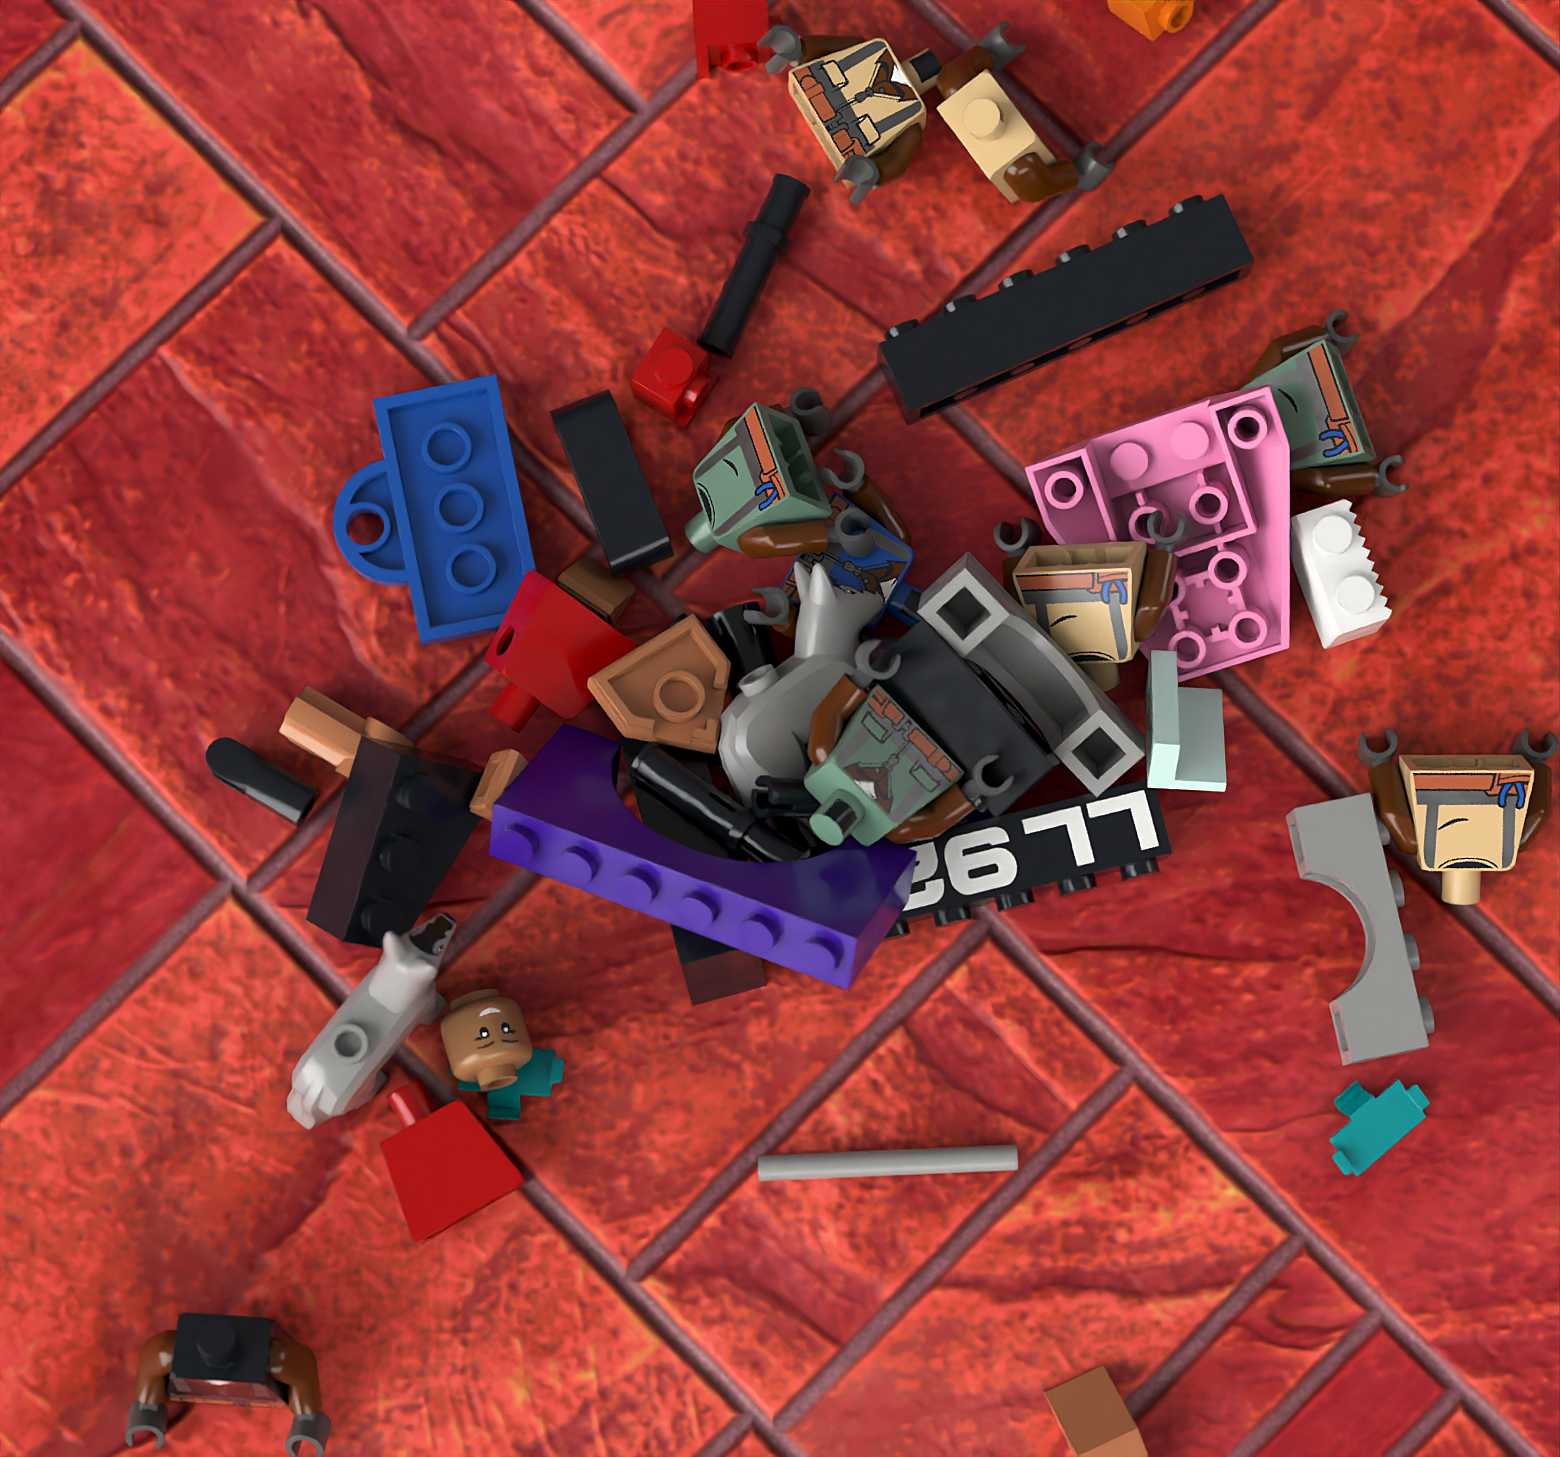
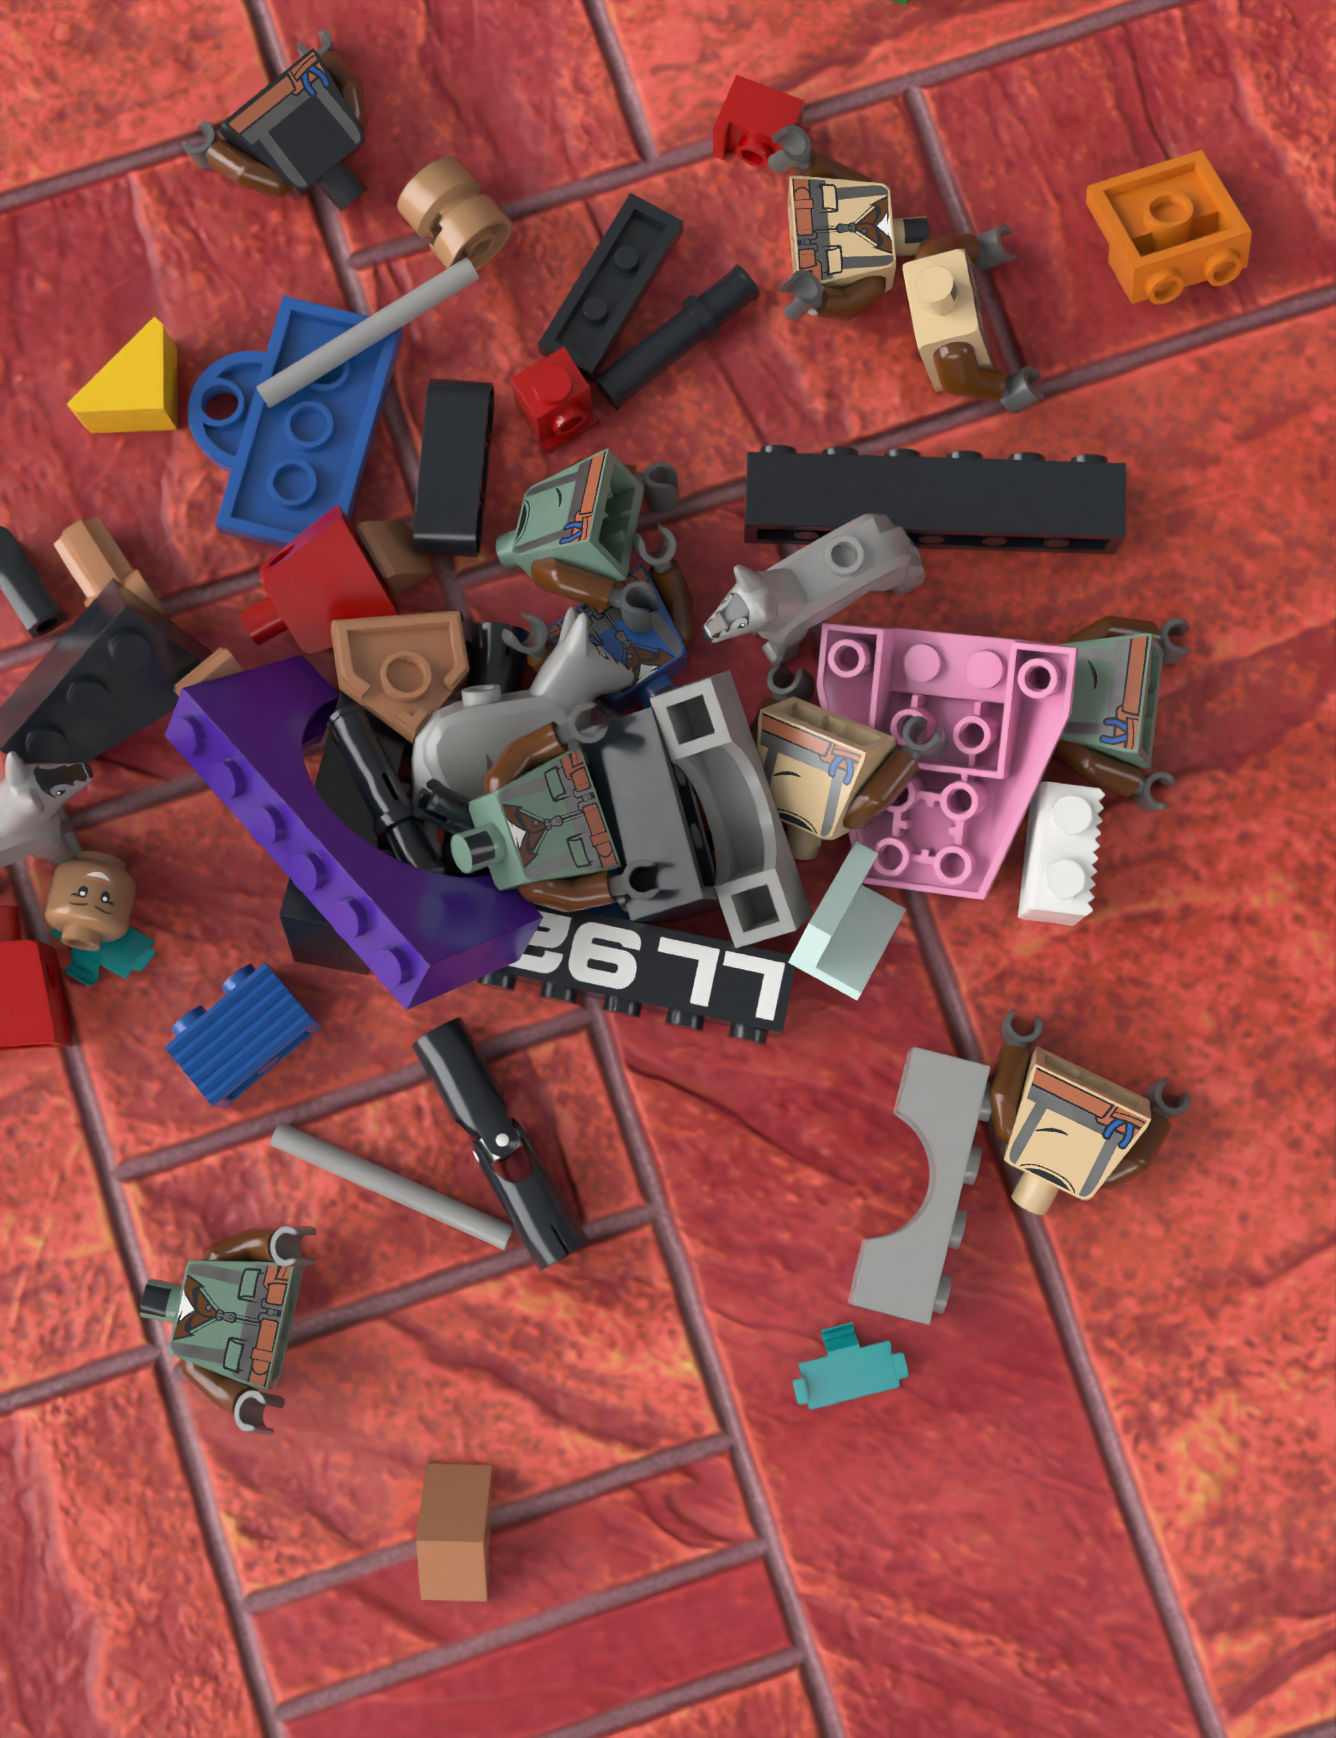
camera: 30 degrees right, 0 degrees up
(277, 552) = (134, 388): none -> yellow slope
(305, 240) = (295, 131): none -> torso
(472, 397) = (367, 332): none -> light grey bar
(491, 249) = (447, 207): none -> medium nougat wheel
(670, 245) = (612, 284): none -> black plate
(685, 1091) = (241, 1034): none -> blue brick
(811, 1346) = (235, 1318): none -> torso
(937, 1056) = (479, 1106): none -> black piece
(1007, 437) = (816, 584): none -> light grey animal

